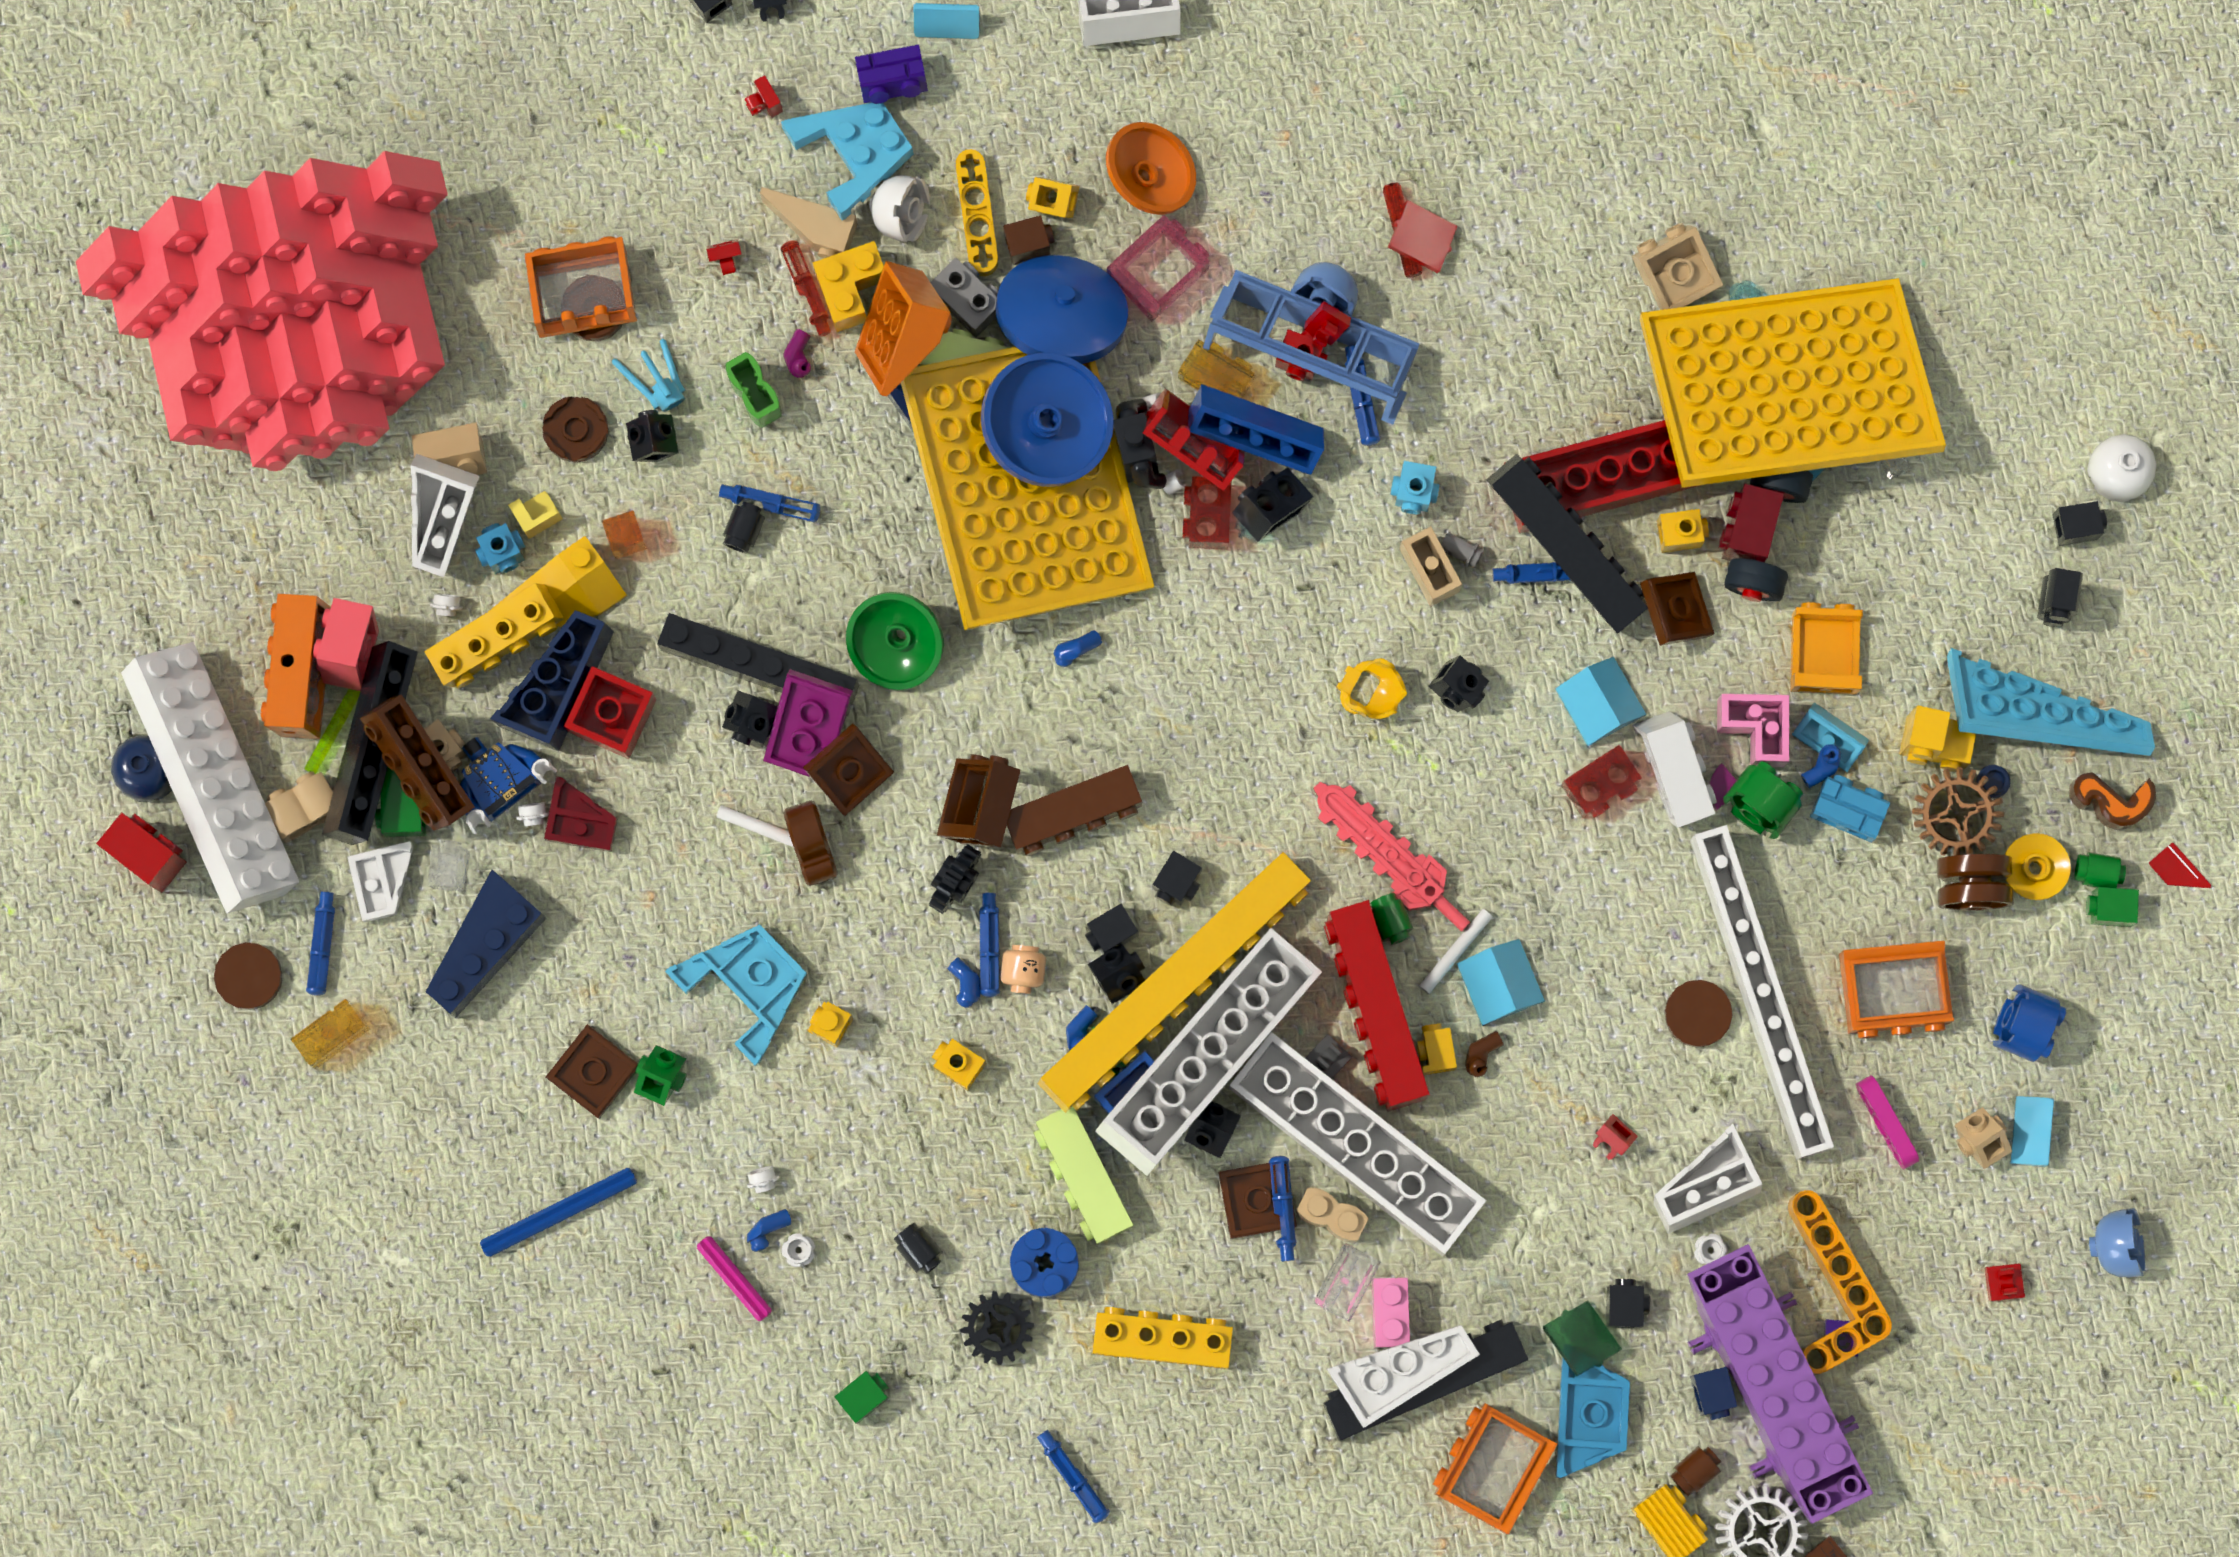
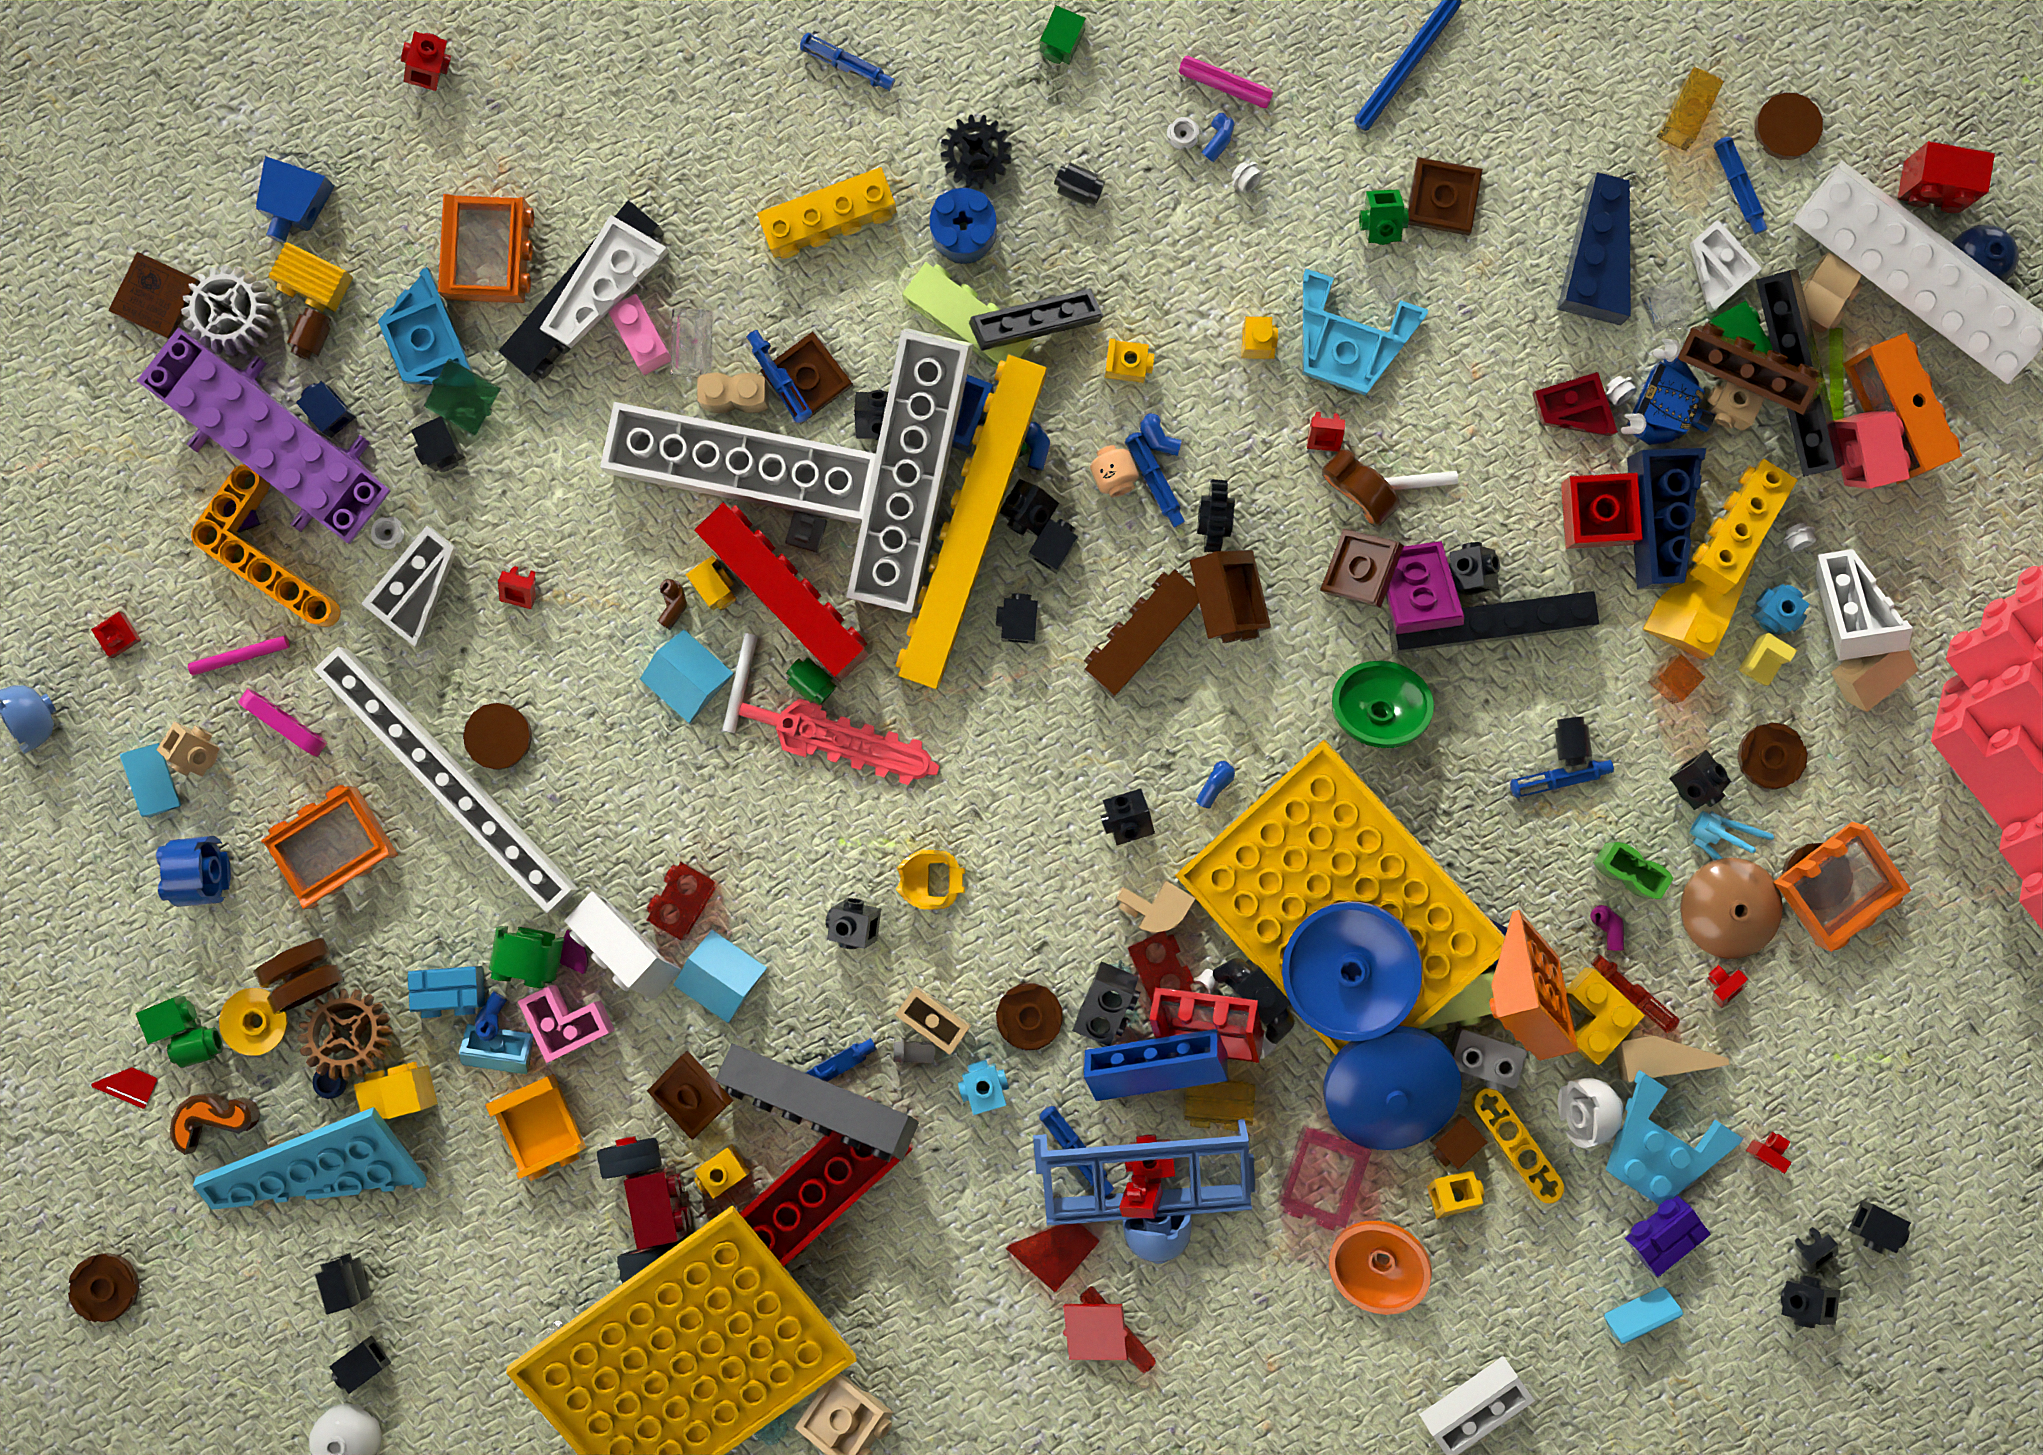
camera: 155 degrees right, 5 degrees up
(685, 337) = (1710, 905): none -> medium nougat dish
(815, 907) = (1326, 433): none -> red tile
(1023, 1139) = (1035, 319): none -> black tile
(1170, 656) = (1127, 817): none -> black brick
(1184, 559) = (1163, 913): none -> tan brick
(1344, 531) = (1029, 1016): none -> reddish brown tile
(1424, 320) = (1054, 1252): none -> clear red wing
(1900, 1206) = (238, 655): none -> dark pink bar

